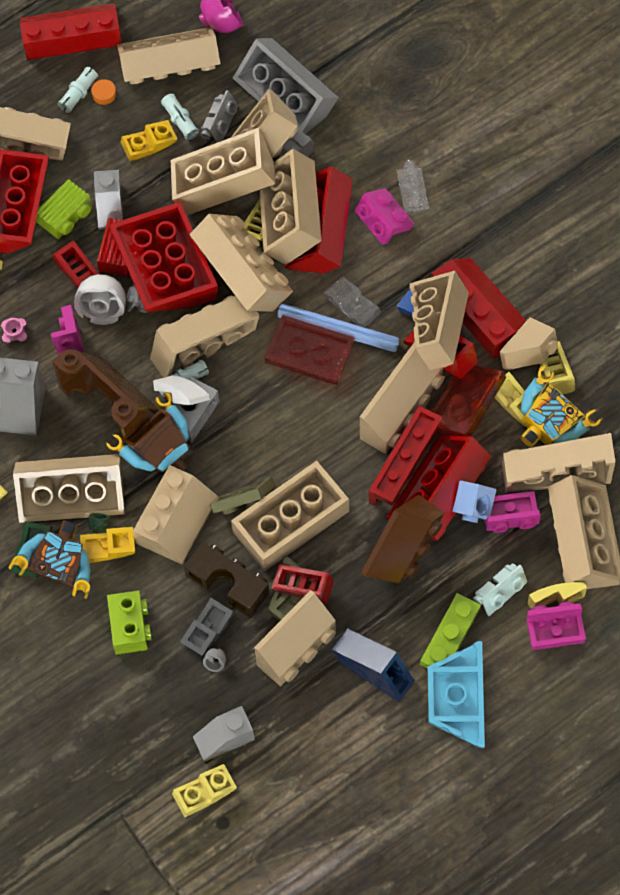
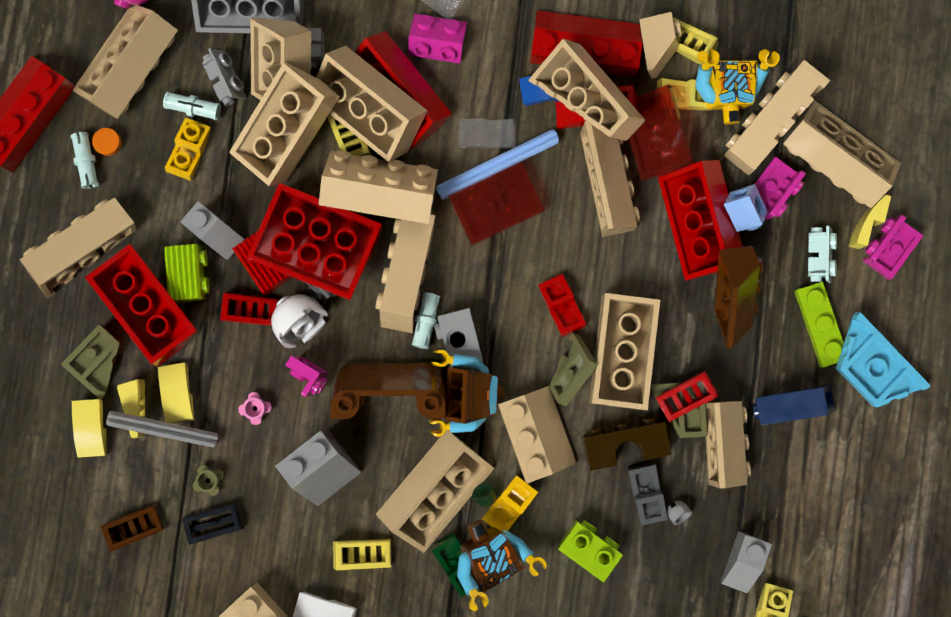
camera: 50 degrees left, 20 degrees up
(182, 390) = (450, 336): white slope -> none
(283, 454) = (562, 305): none -> red slope
(404, 456) = (659, 223): red fence -> none

